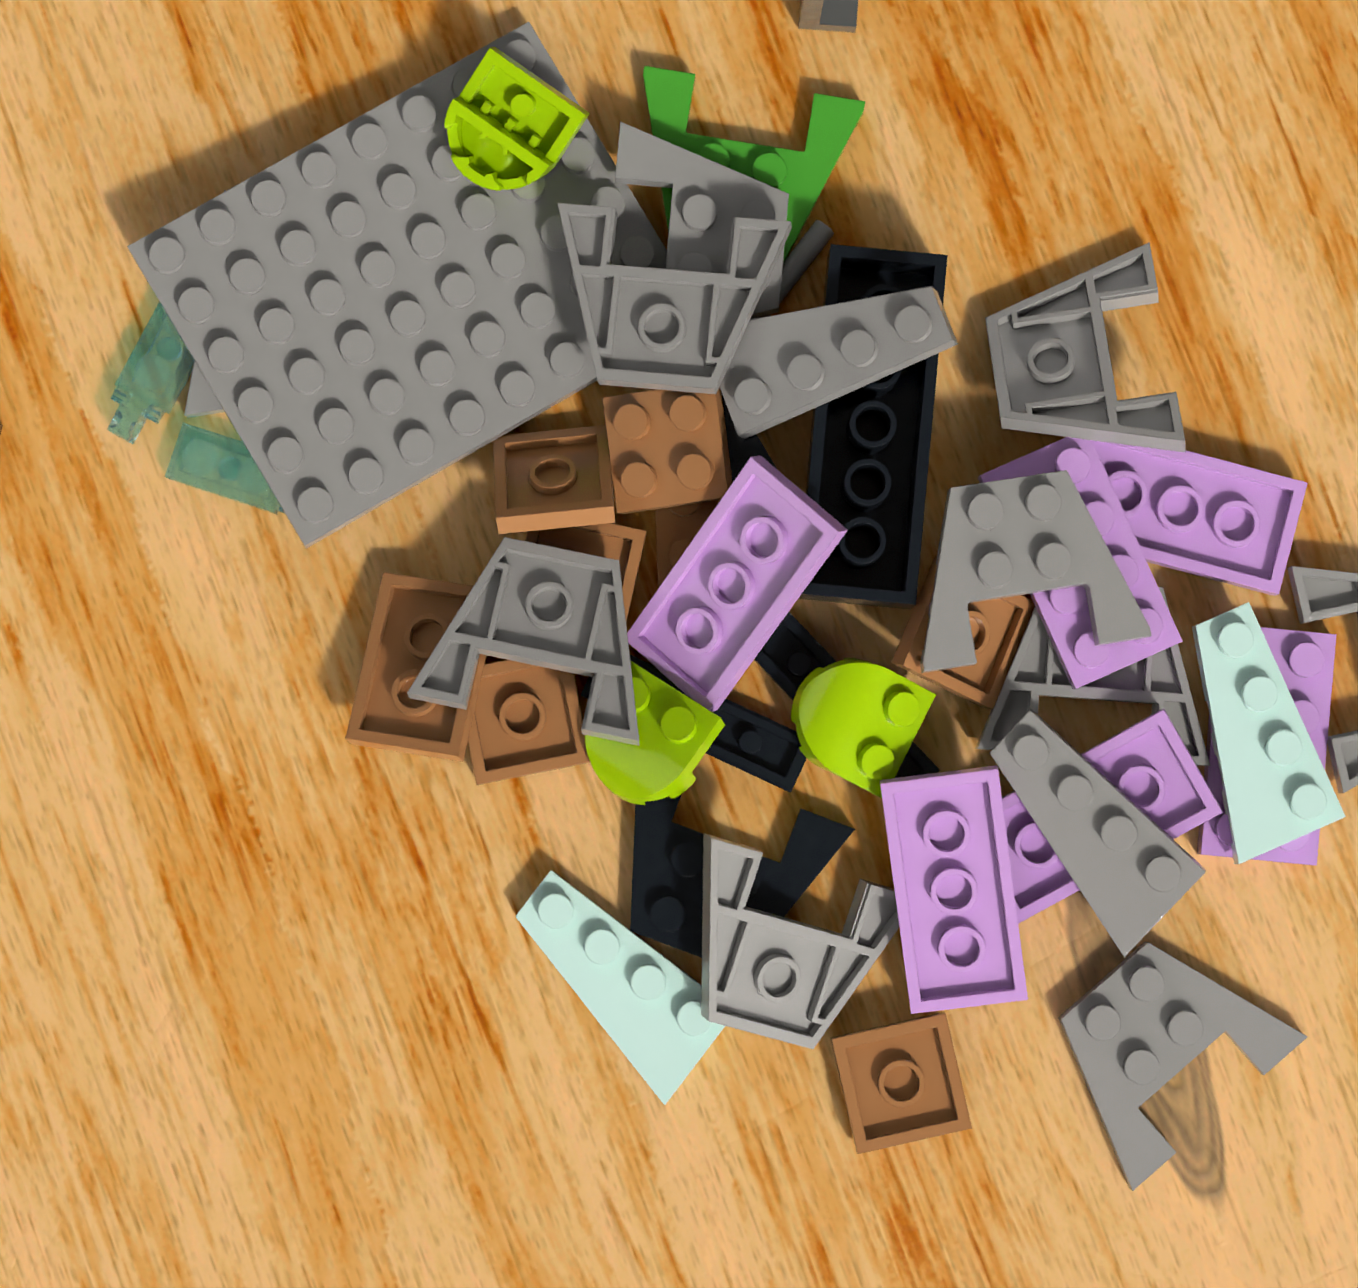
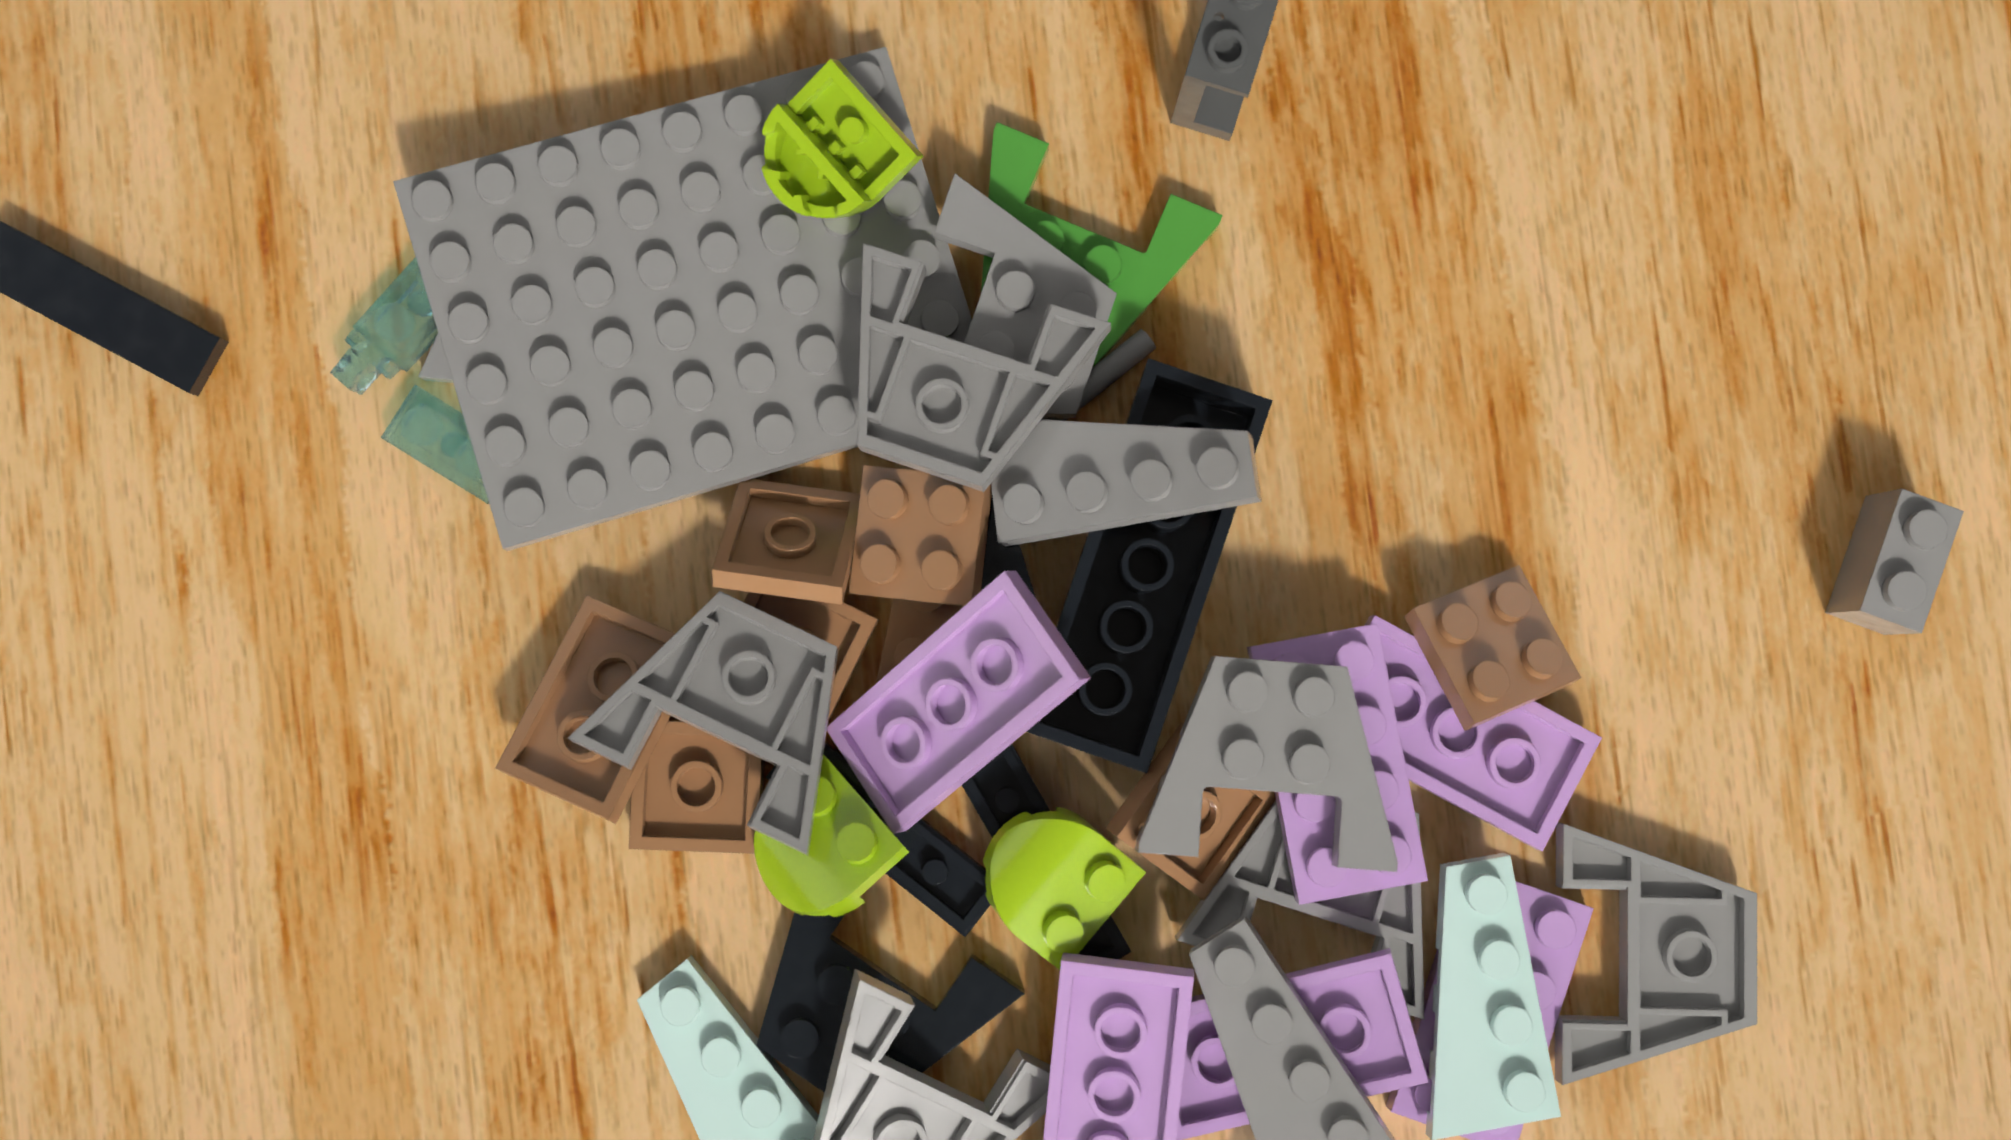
camera: 15 degrees right, 0 degrees up
(1057, 364) = (1362, 545): light grey wing -> none
(1216, 423) = (1492, 647): none -> medium nougat plate

